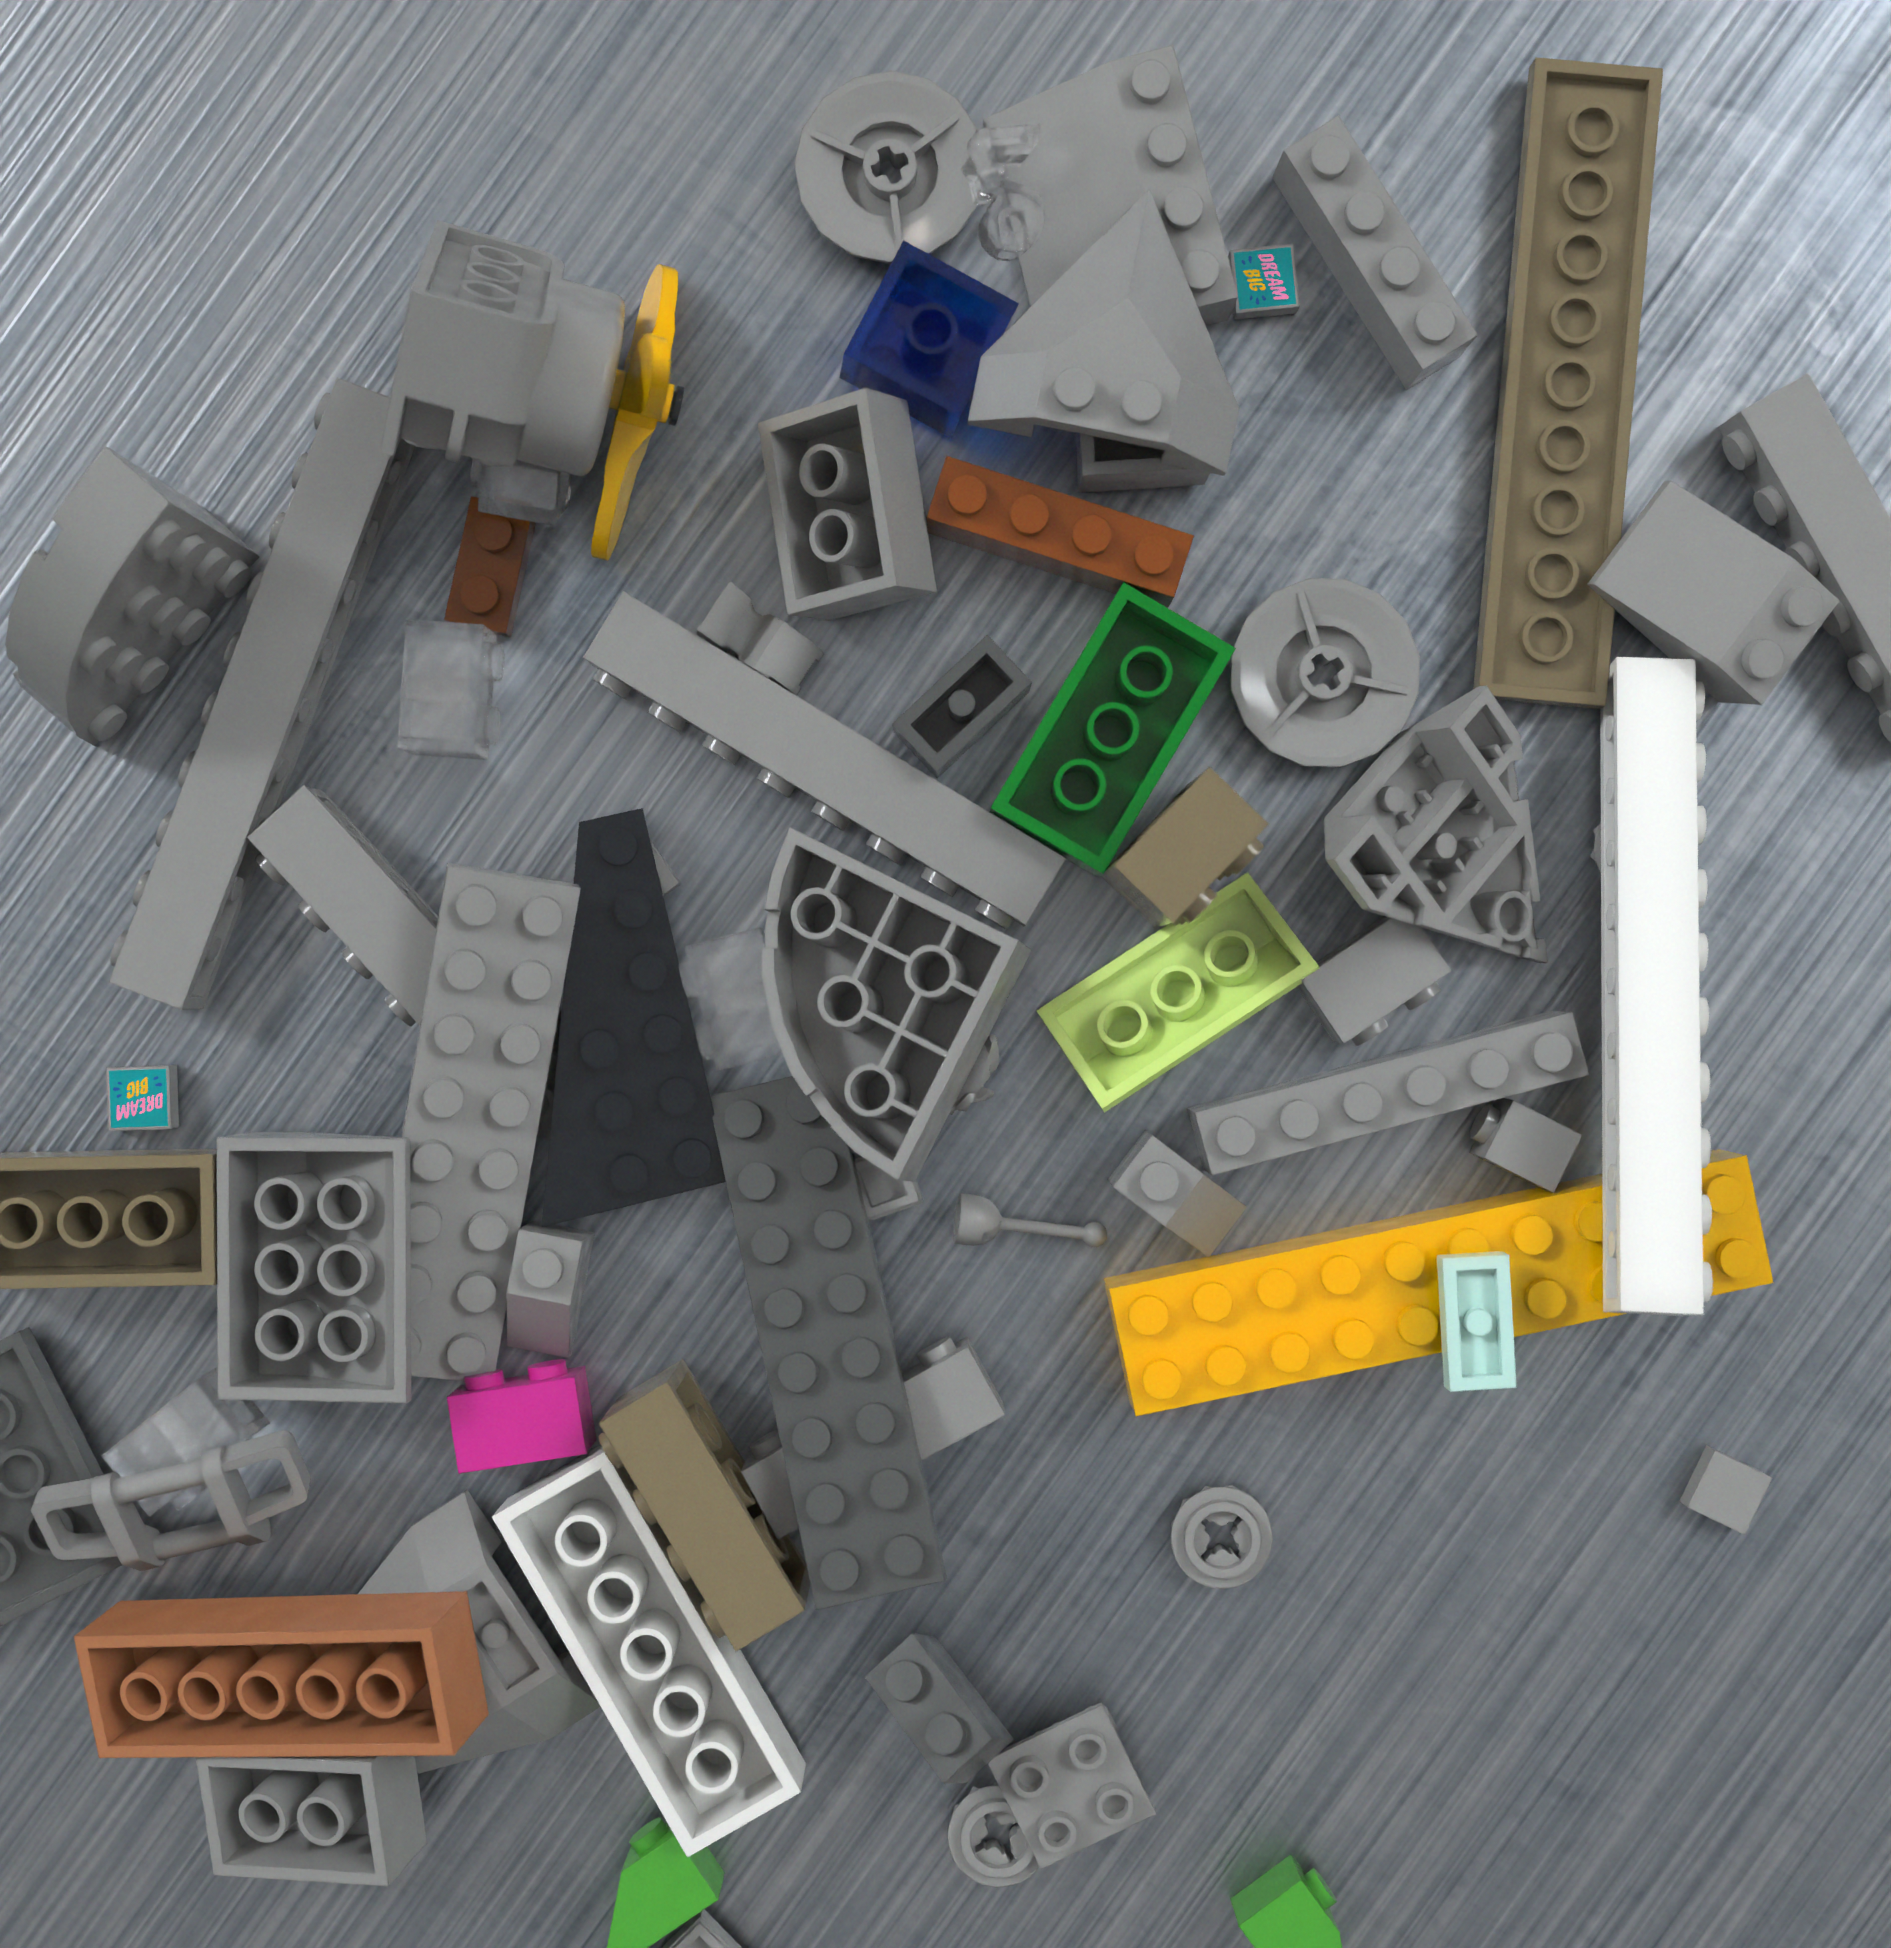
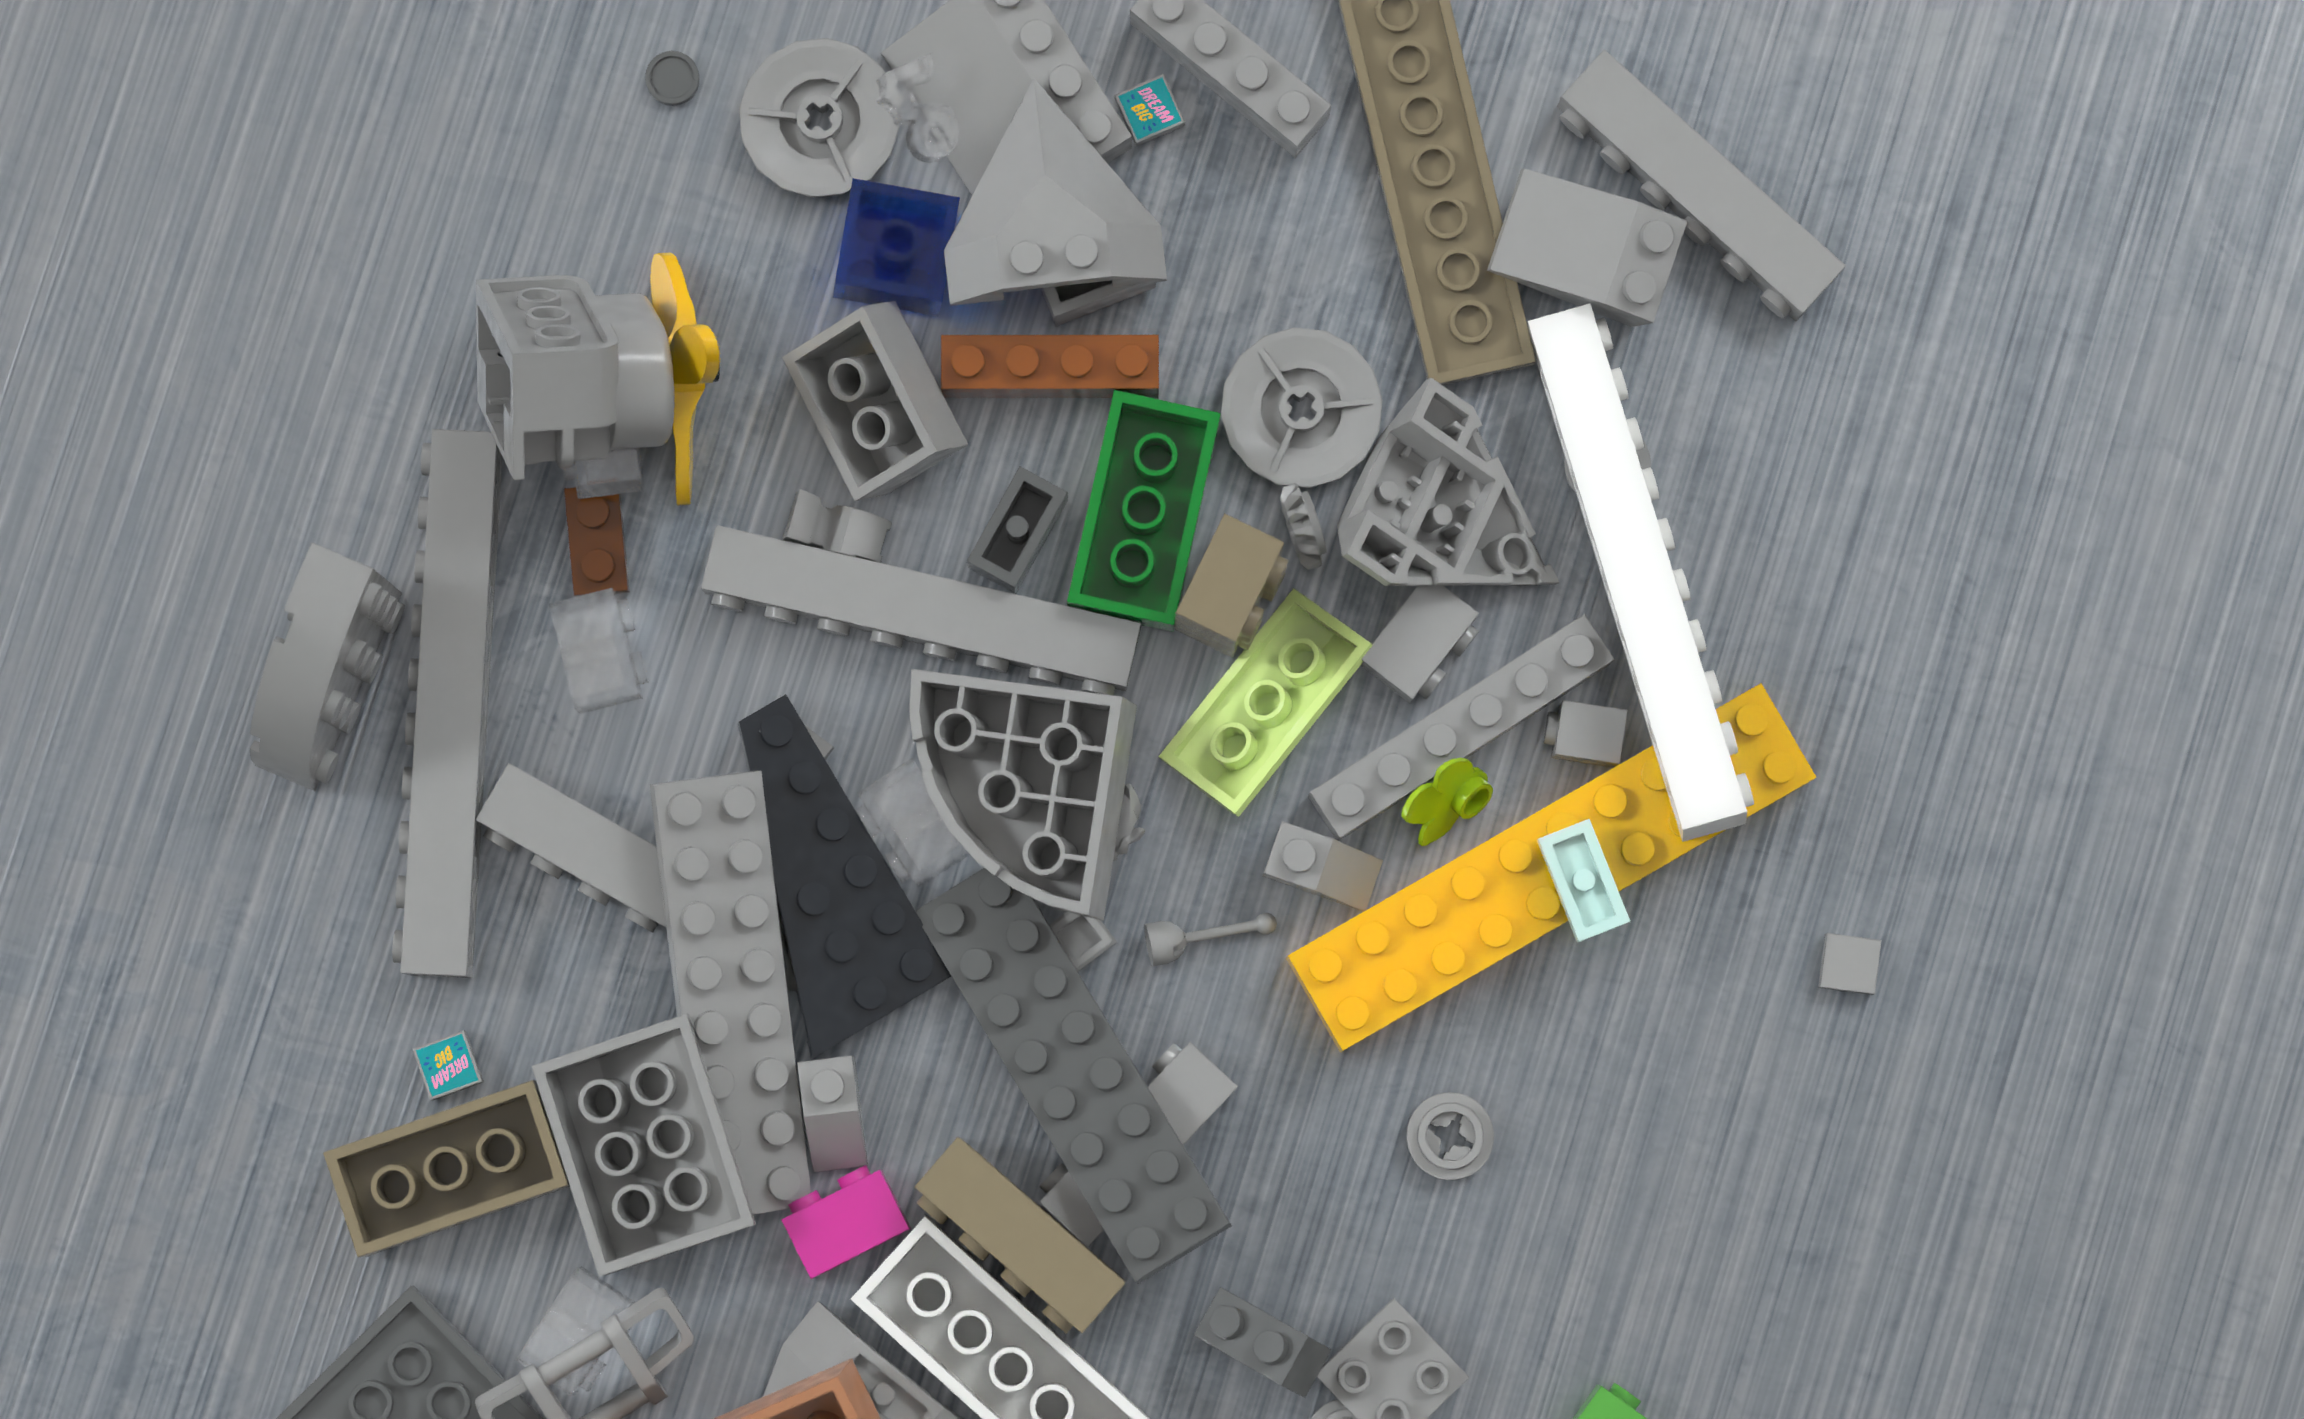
camera: 20 degrees left, 5 degrees down
(741, 73) = (672, 78): none -> dark grey piece
(1284, 807) = (1303, 526): none -> light grey gear
(1360, 1162) = (1455, 792): none -> lime plate

